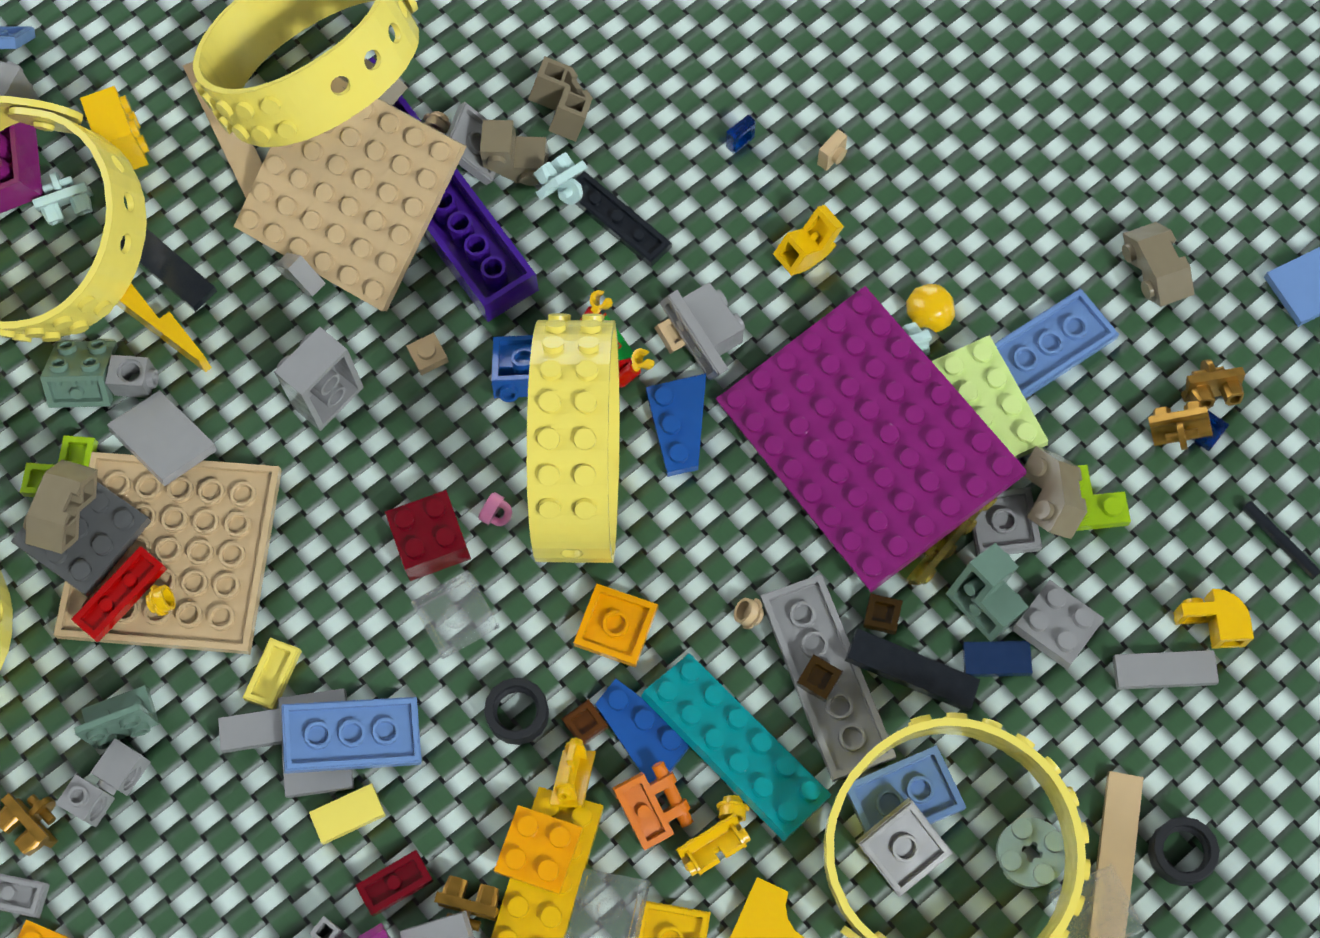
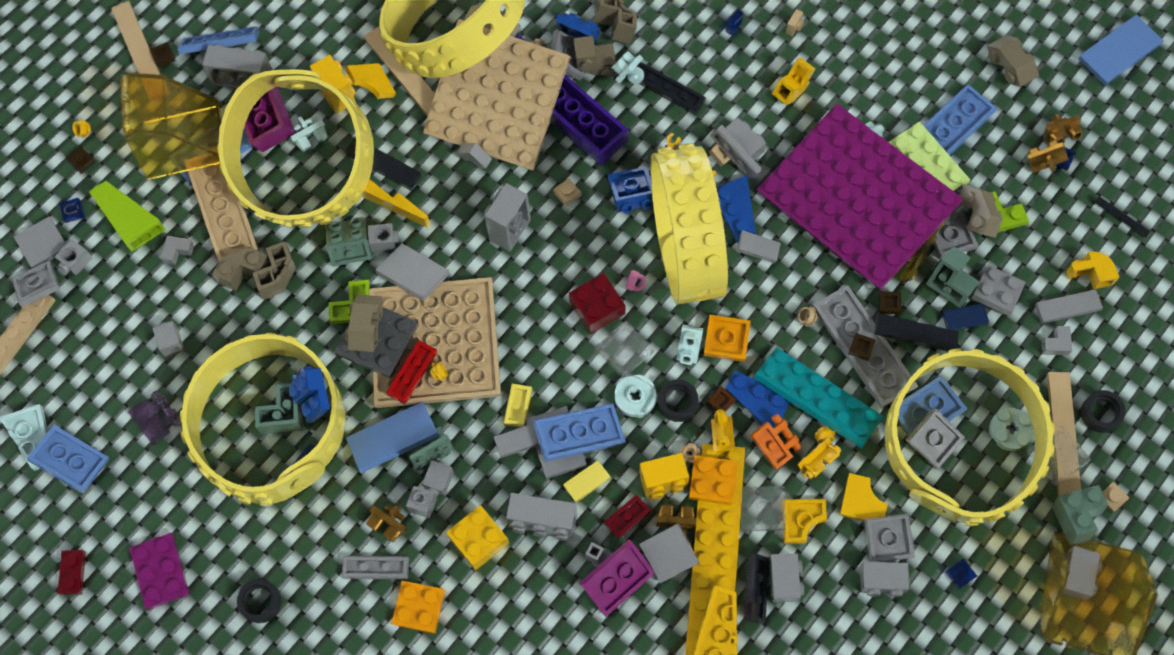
camera: 10 degrees left, 0 degrees up
(67, 689) = (392, 437): none -> medium blue tile
(155, 874) = (477, 537): none -> yellow brick
(175, 130) = (372, 78): none -> yellow tile
(258, 860) = (541, 516): none -> light grey brick
(457, 710) = (647, 395): none -> light aqua plate
(462, 830) = (664, 476): none -> yellow brick
(498, 105) = (575, 28): none -> blue plate
(518, 789) = (687, 448): none -> tan plate
(552, 627) = (689, 345): none -> light aqua hips
(697, 489) = (758, 247): none -> light grey tile
(931, 307) = (877, 110): yellow hair -> none
(1139, 729) = (1060, 344): none -> light grey piece

